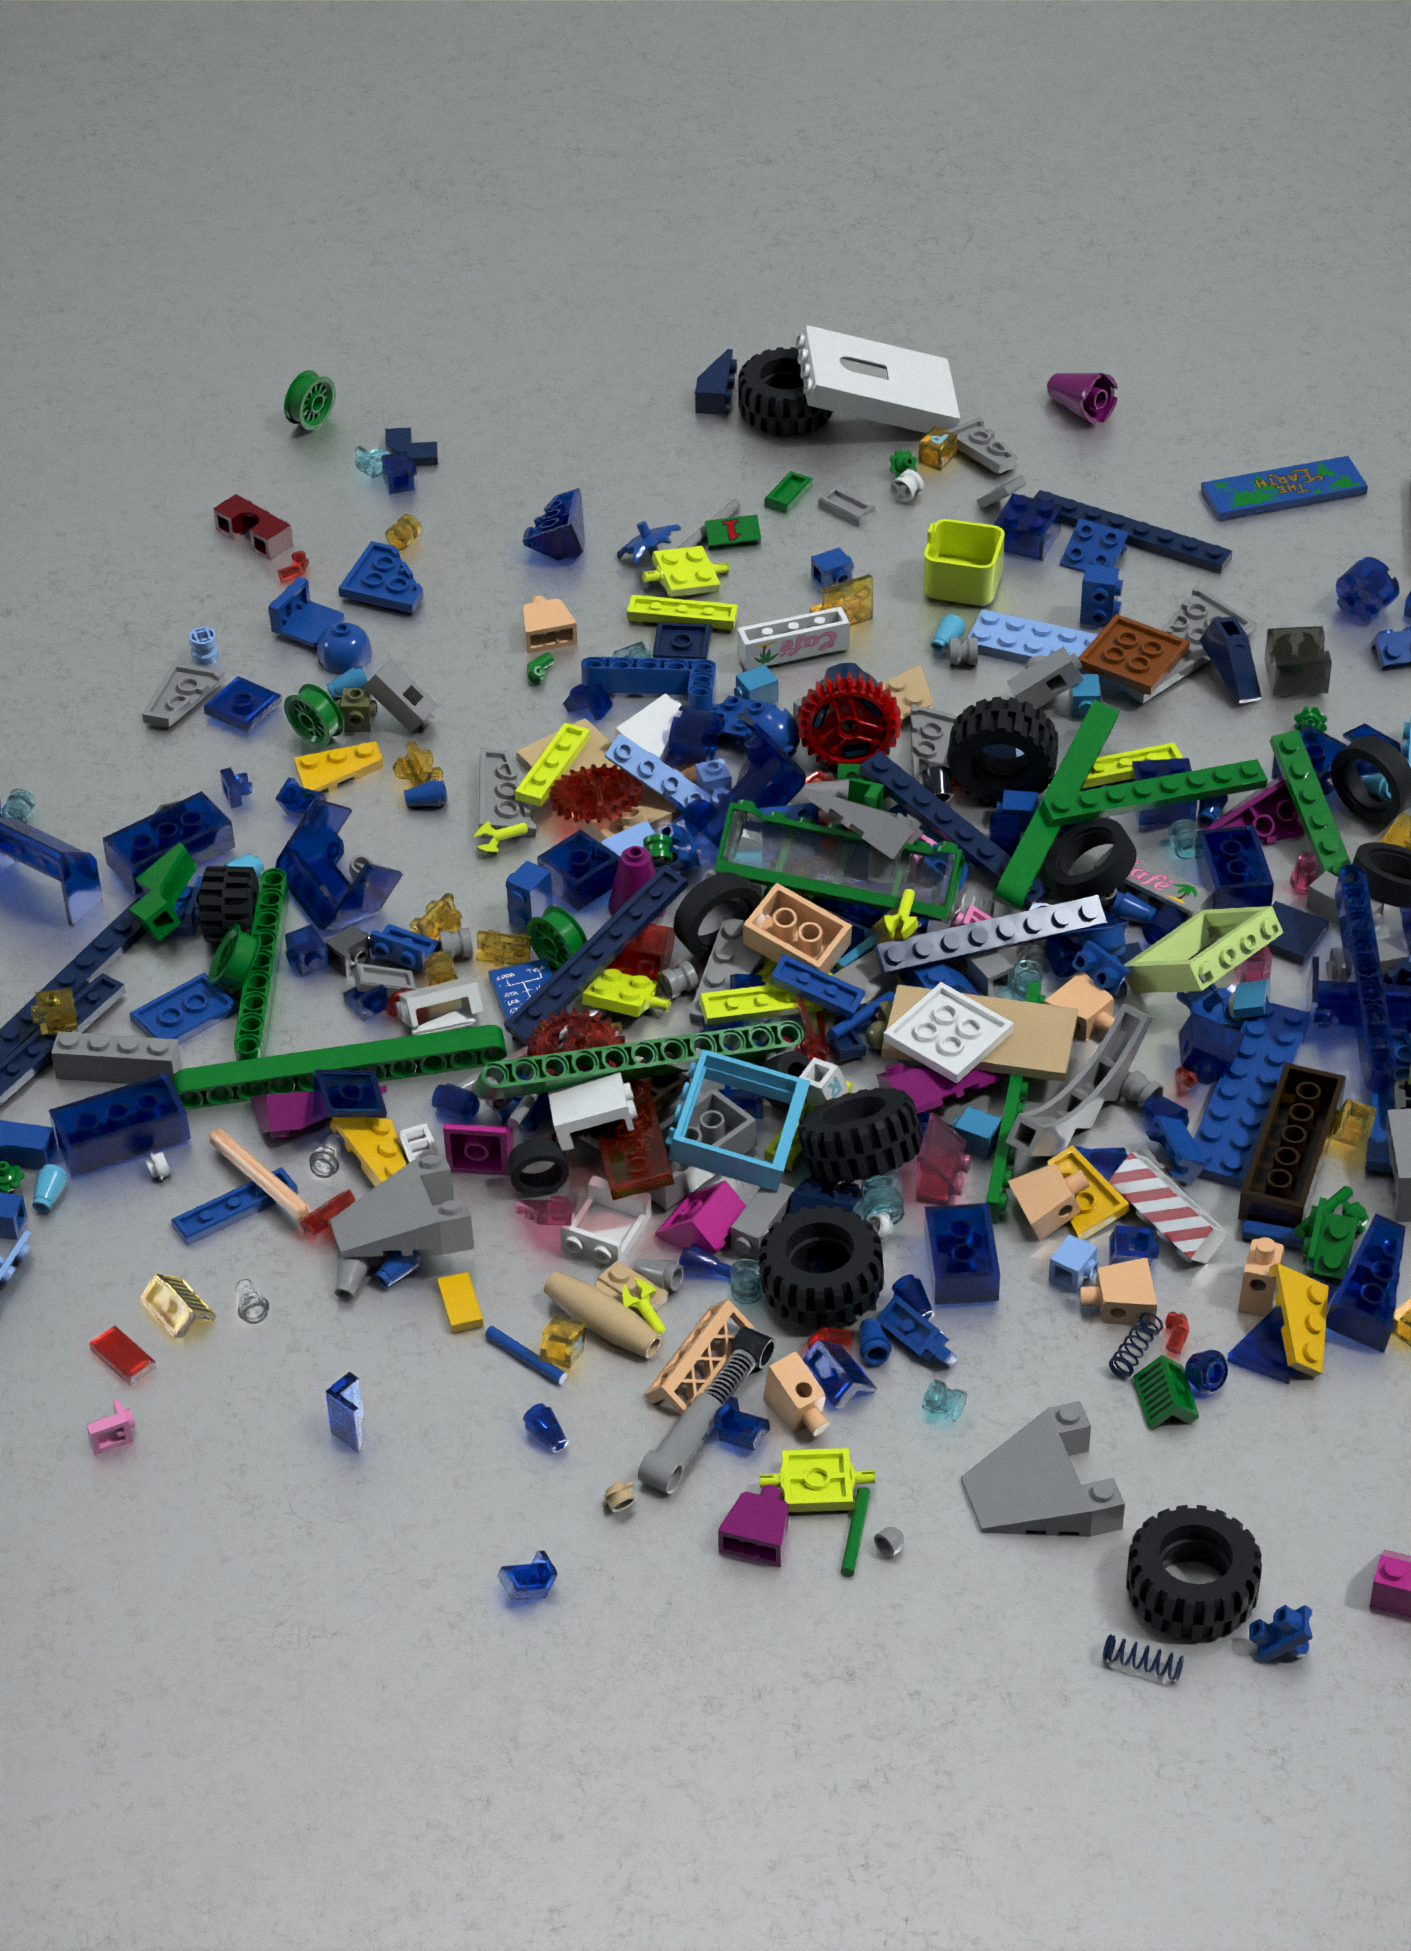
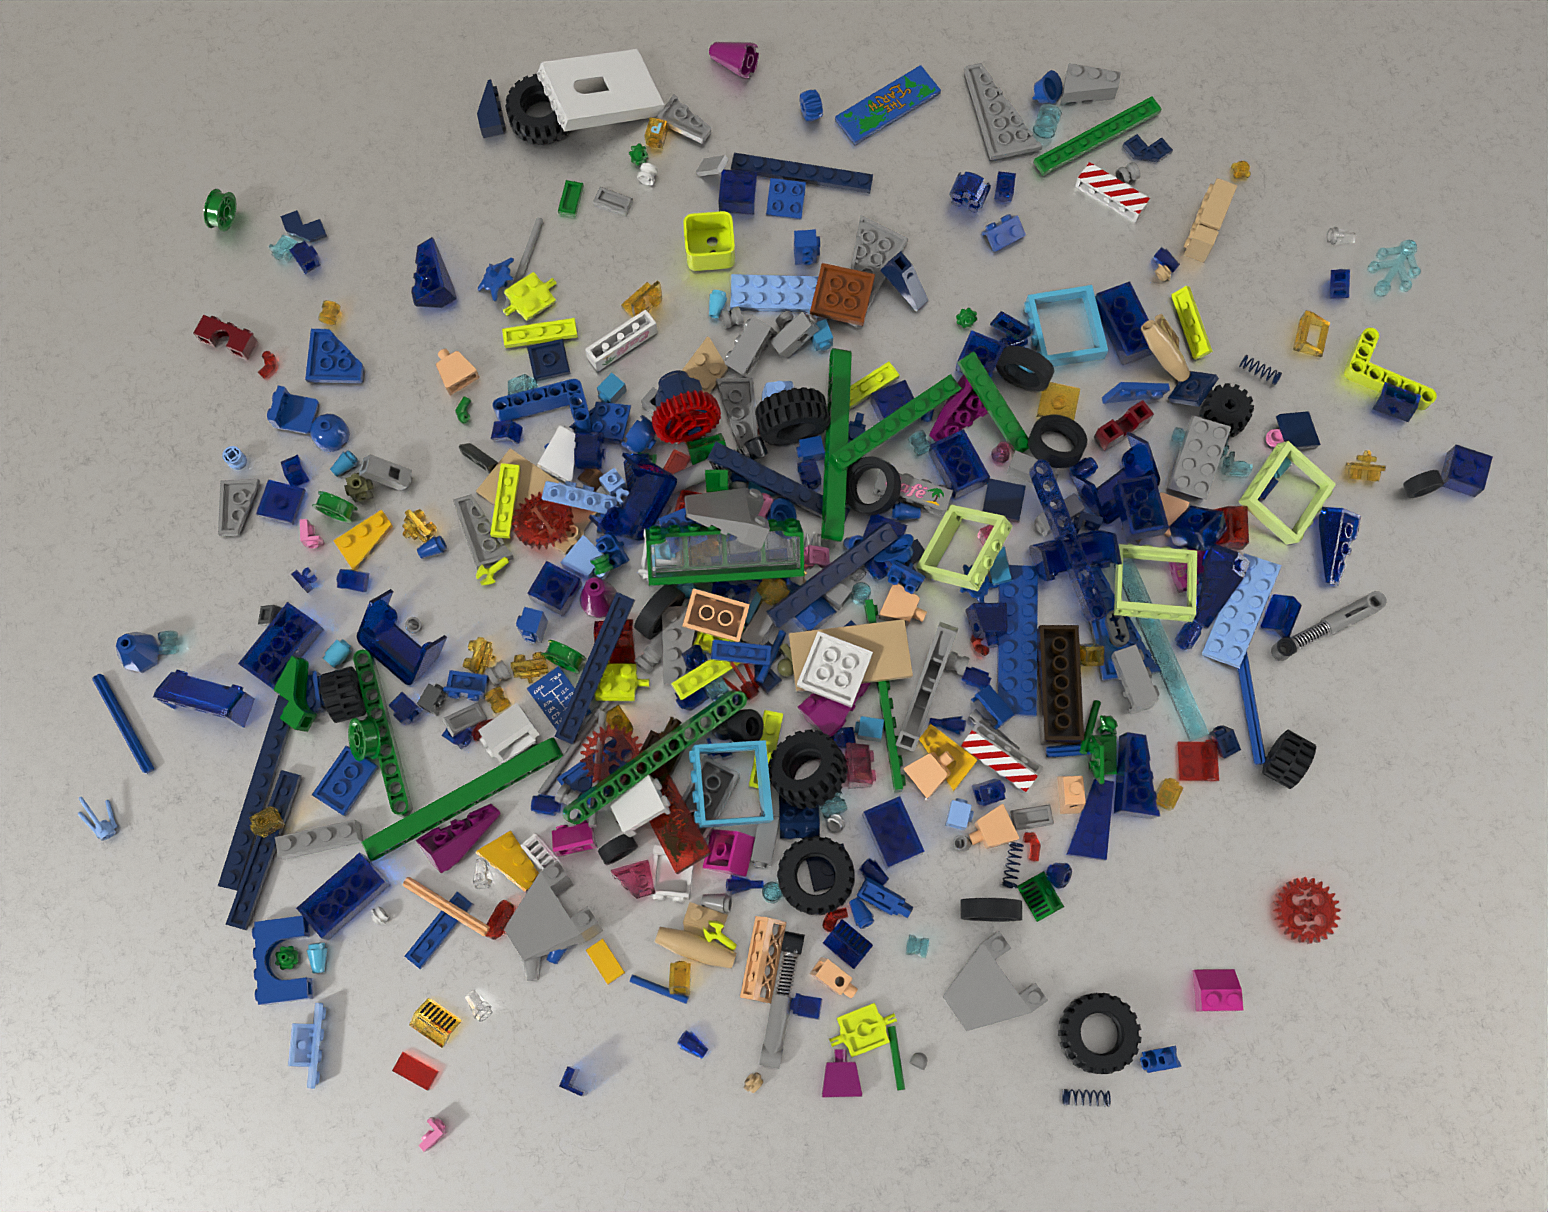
camera: 20 degrees left, 30 degrees up
(263, 744) = (307, 535): none -> bright pink bracket
(277, 677) = (294, 471): none -> clear blue bracket
(347, 1094) = (481, 836): clear blue slope -> none
(528, 1580) = (722, 1163): clear blue bracket -> none
(532, 717) = (478, 457): none -> pearl dark grey slope
(732, 531) = (547, 248): green tile -> none
(825, 1082) = (770, 731): white brick -> none
(831, 568) = (624, 266): blue brick -> none
(902, 916) = (778, 586): neon yellow bar -> none
(976, 678) = (749, 346): none -> light grey wedge
(1066, 1299) = (959, 844): none -> light grey hinge
(1085, 1342) = (991, 909): none -> black tyre
(1162, 923) = (928, 521): clear blue brick -> none
(1170, 460) = (811, 105): none -> blue gear
(1190, 1300) = (1032, 817): none -> light grey tile
(1297, 661) = (945, 270): clear smoke piece -> none
(1304, 1318) = (1105, 818): yellow wing -> none

